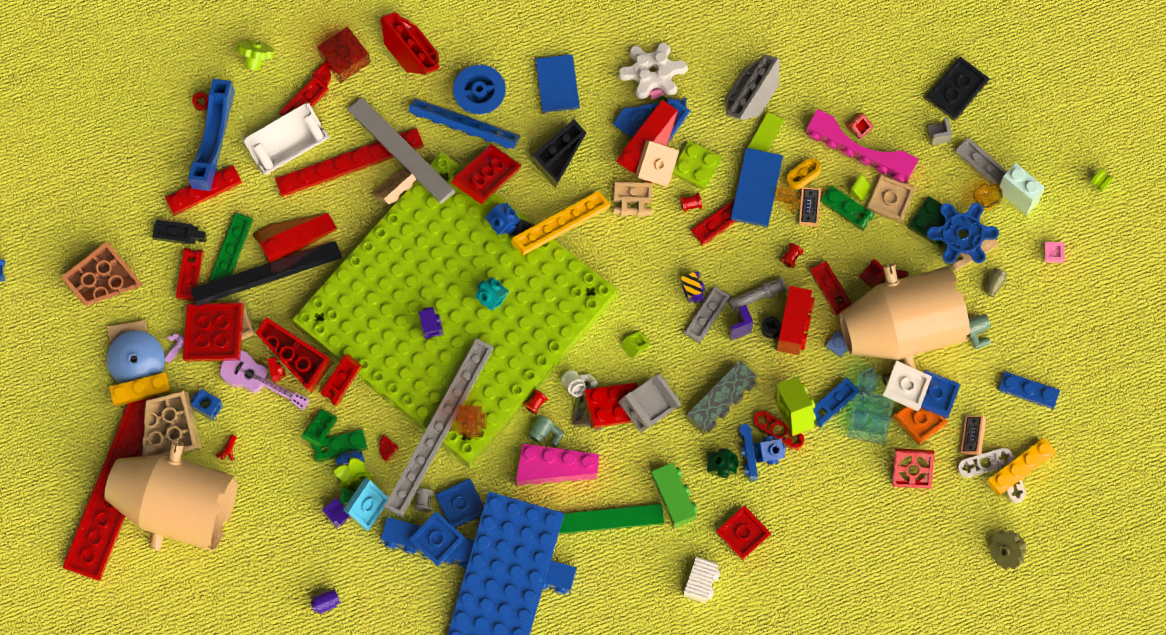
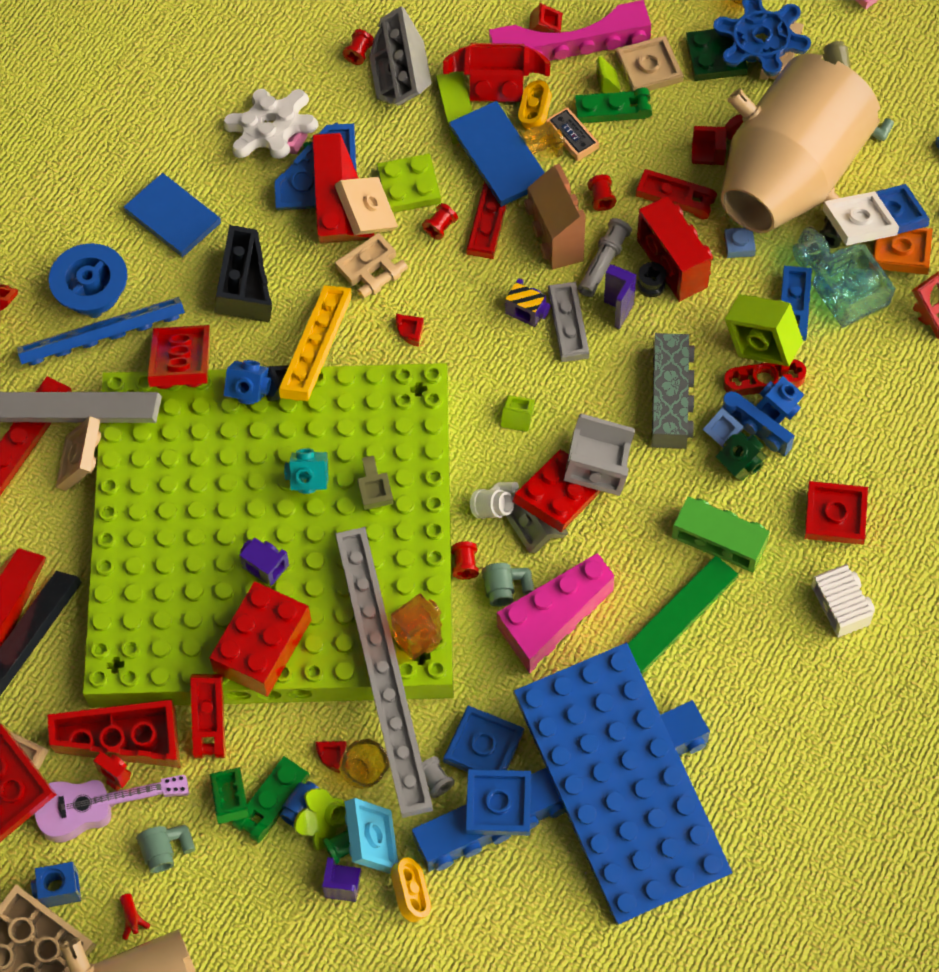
camera: 40 degrees left, 10 degrees down
(266, 425) = (157, 847): none -> sand green piece
(364, 545) = (410, 890): none -> yellow plate
(392, 465) = (363, 763): none -> clear yellow hair
(394, 363) = (260, 639): none -> red brick
(517, 329) = (374, 487): none -> olive plate
(622, 251) = (410, 328): none -> red tile
(729, 440) = (722, 426): none -> medium blue plate
(741, 60) = (358, 47): none -> red bush
(749, 252) = (556, 218): none -> nougat wedge
(799, 136) = (496, 69): none -> red plate

